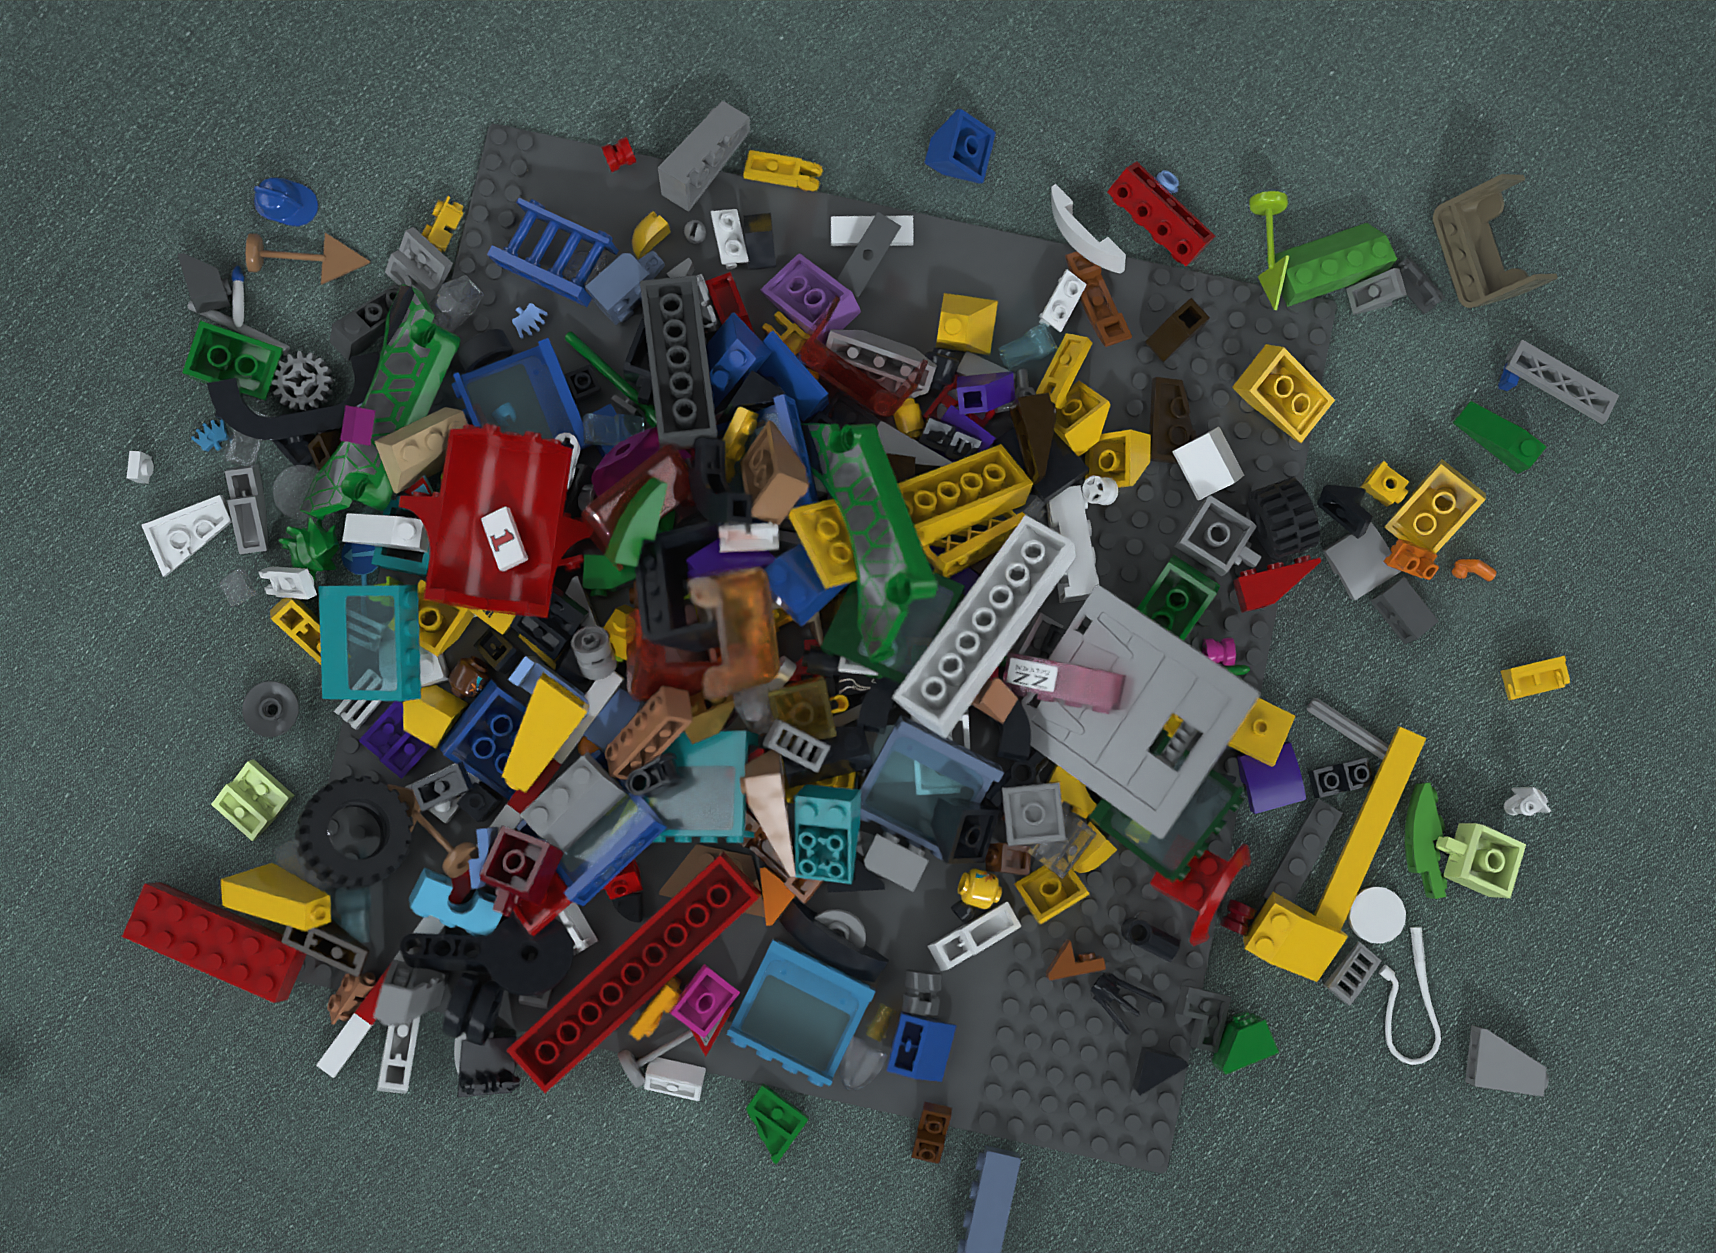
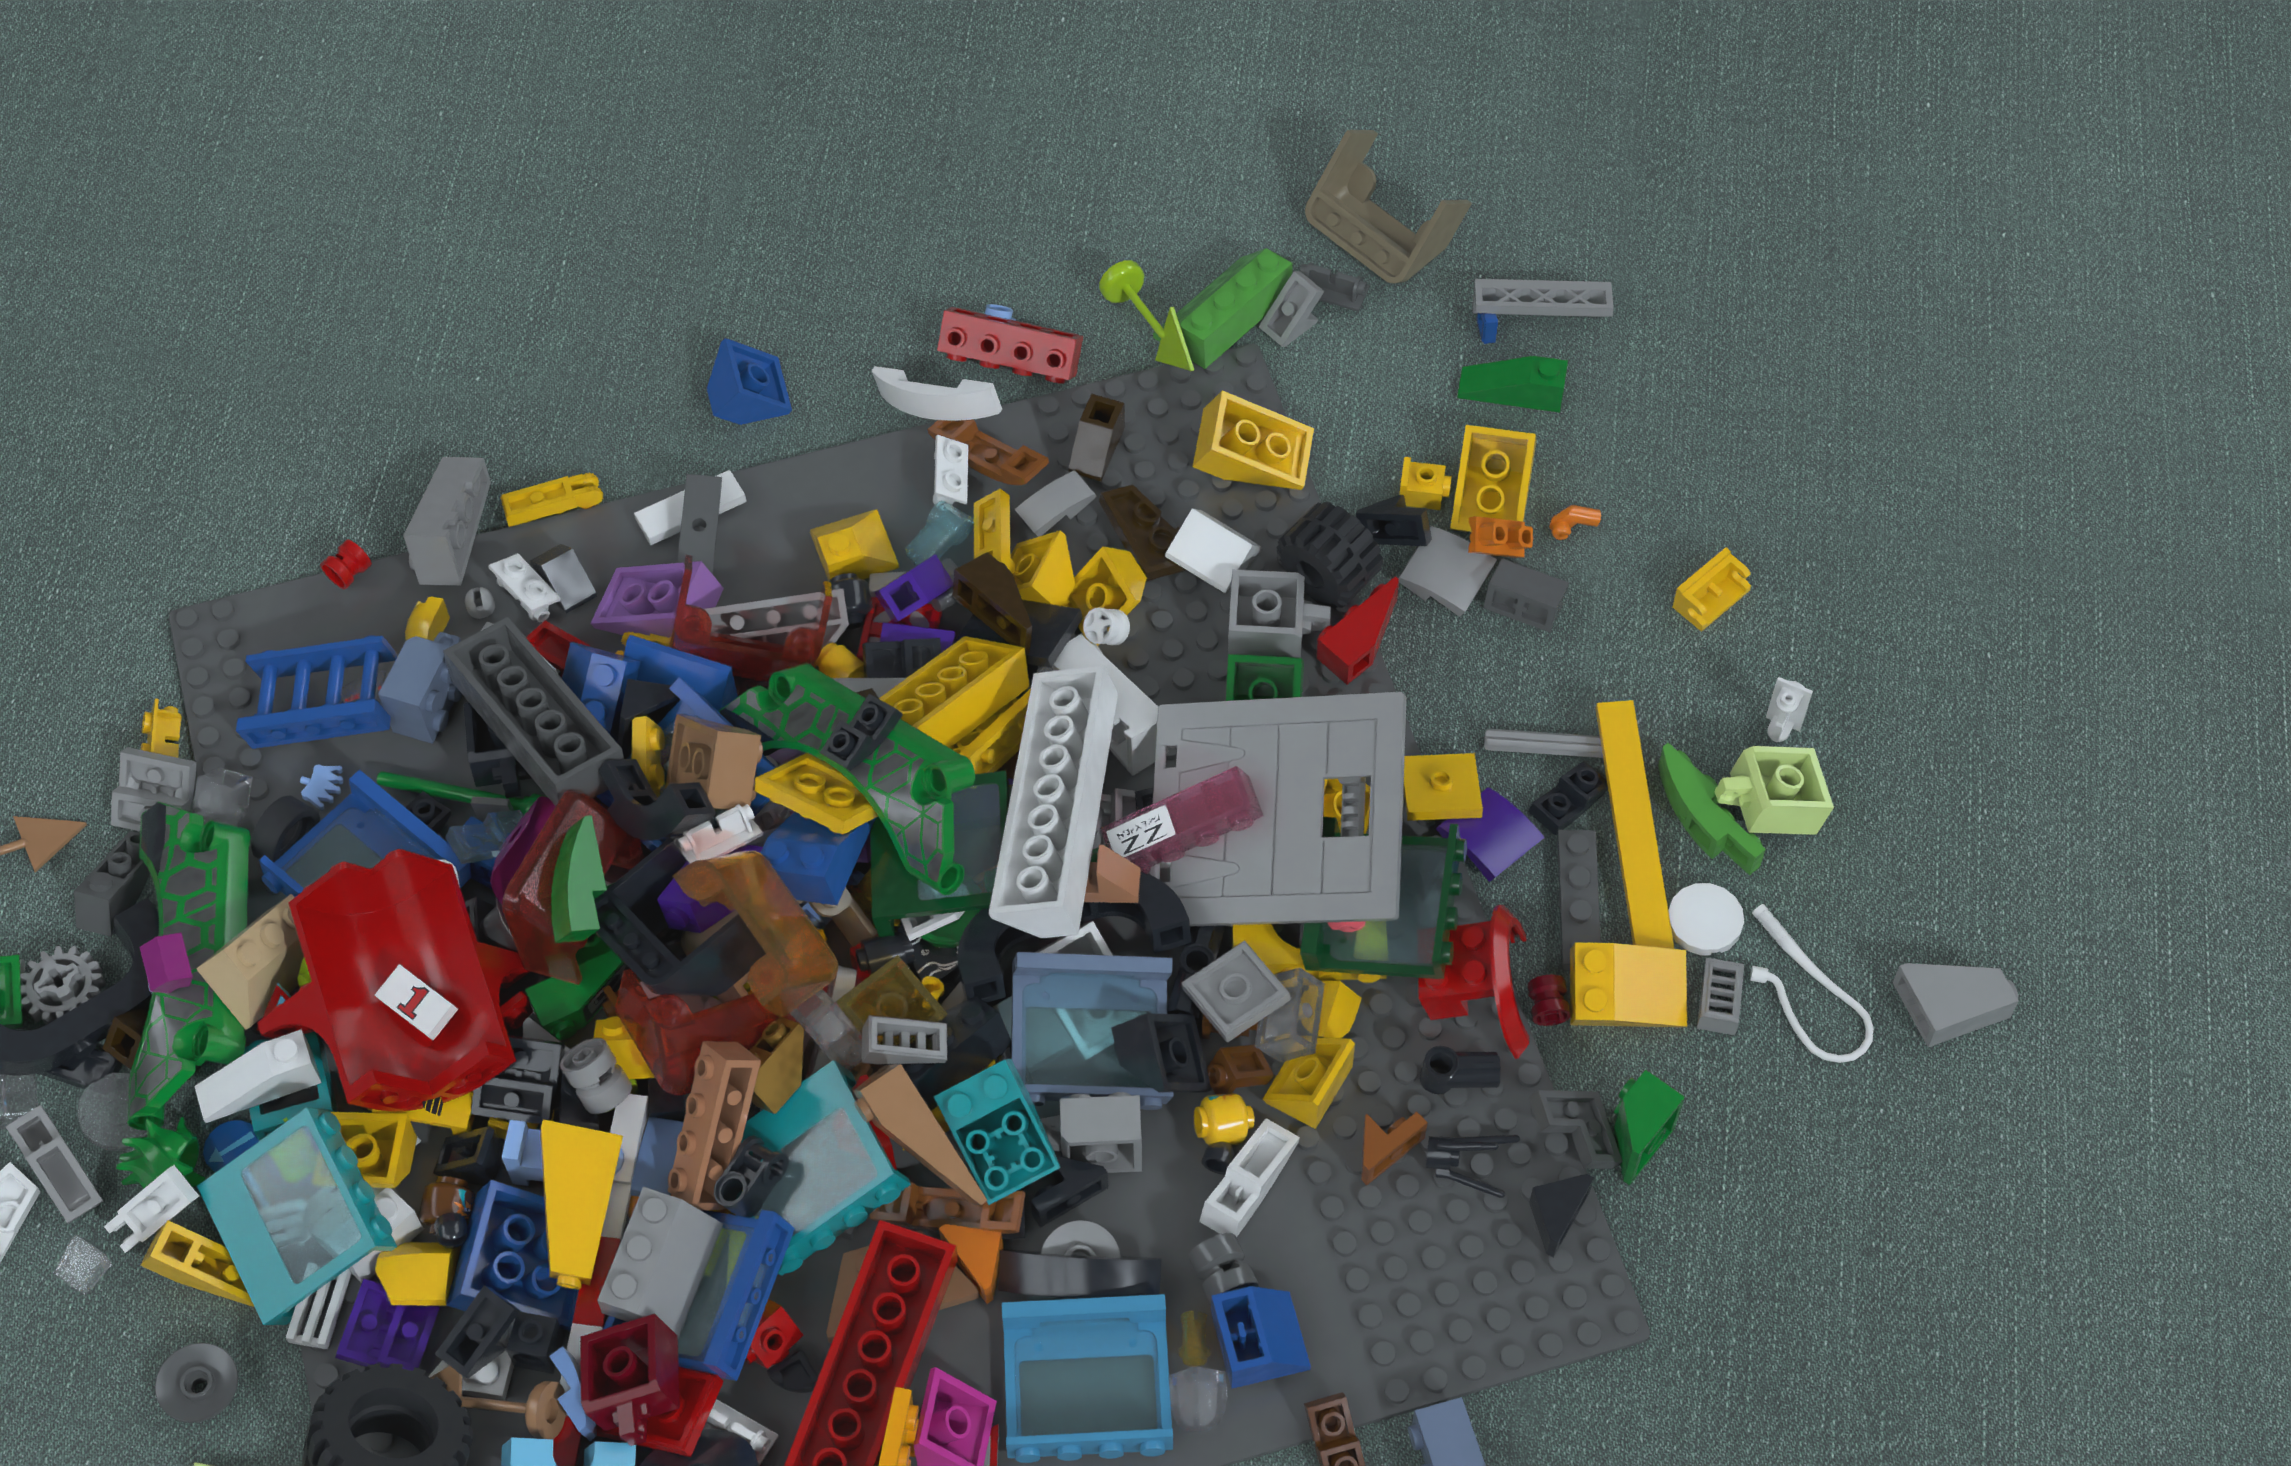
camera: 30 degrees left, 25 degrees down
(461, 701) = (451, 1230): none -> black hinge
(876, 521) = (867, 730): none -> black slope
(1122, 363) = (1054, 501): none -> light grey slope

